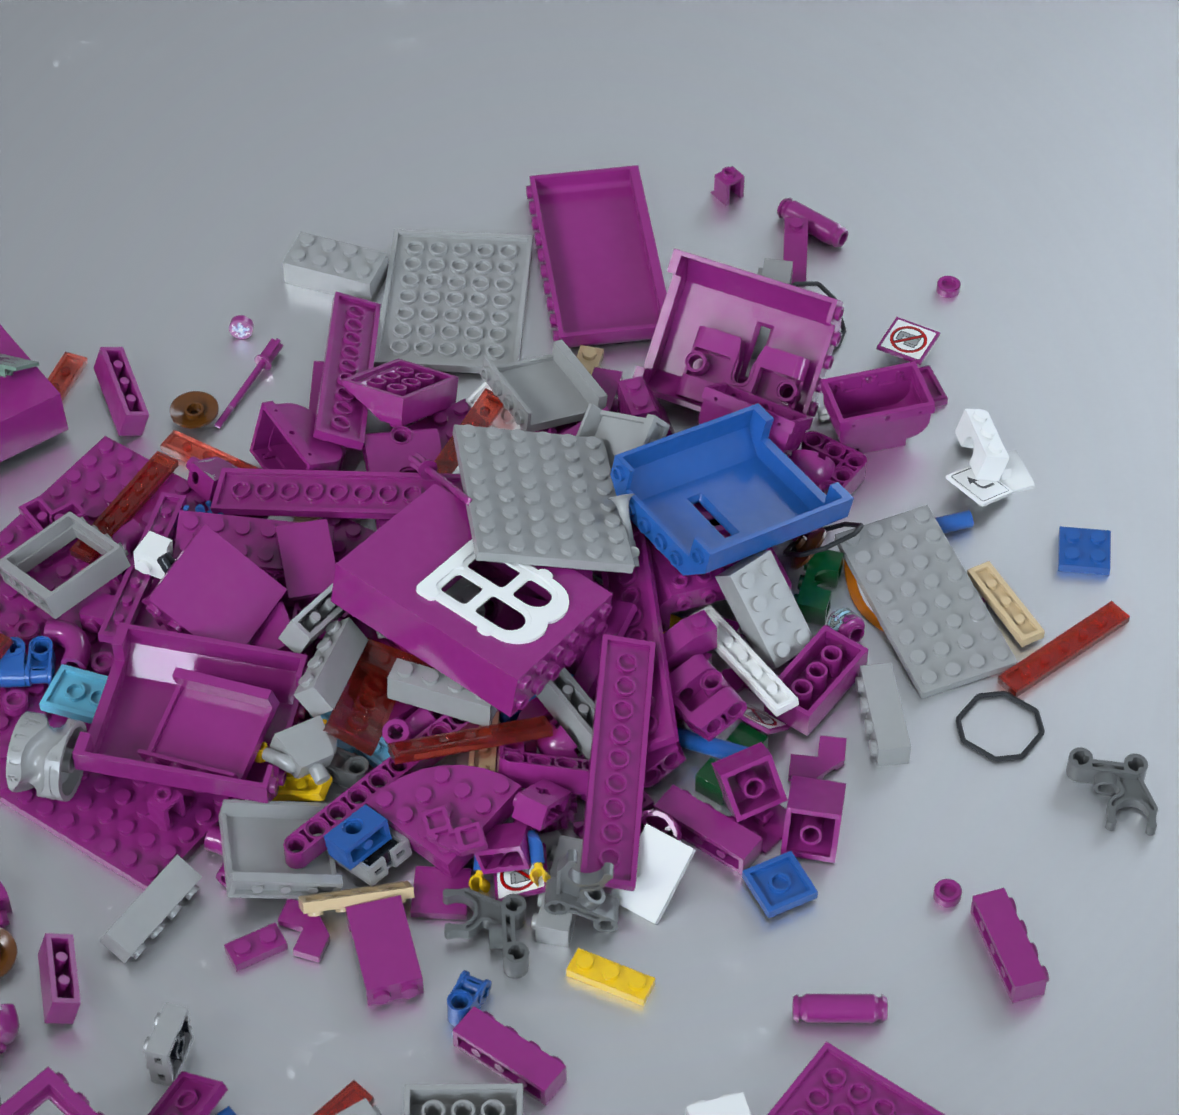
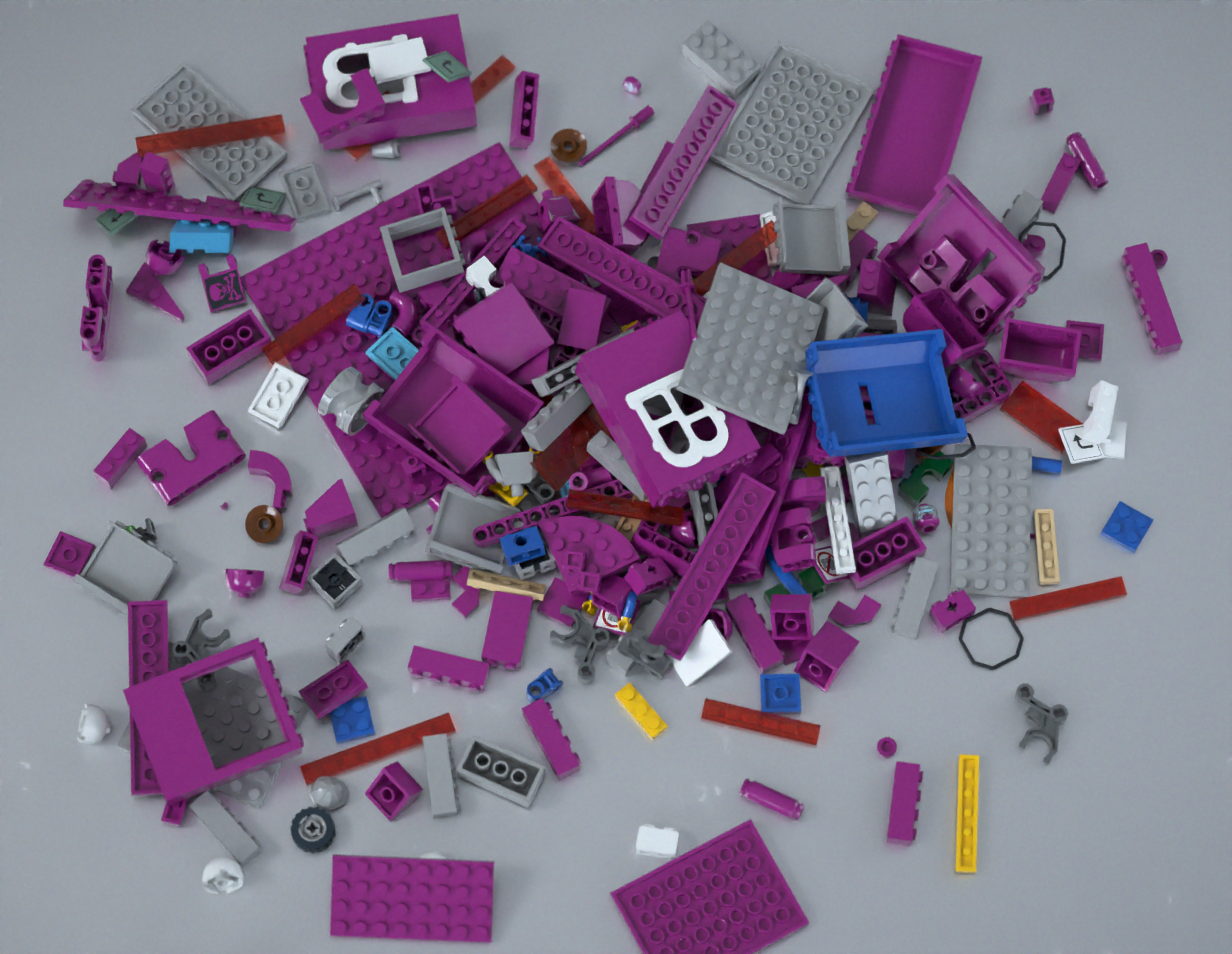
camera: 25 degrees right, 20 degrees up
(79, 899) = (331, 512): none -> magenta slope
(119, 983) = (335, 581): none -> piece
(231, 926) = (420, 570): none -> magenta axle
(327, 1026) = (448, 668): none -> magenta brick
(403, 391) = (713, 196): magenta slope -> none
(773, 925) = (760, 721): none -> clear red tile
(908, 340) = (1097, 299): piece -> none
(912, 480) = (1038, 415): none -> clear red tile
(936, 711) = (947, 619): none -> magenta brick
(968, 322) = (1152, 298): none -> magenta brick
(1094, 925) = (967, 813): none -> yellow plate

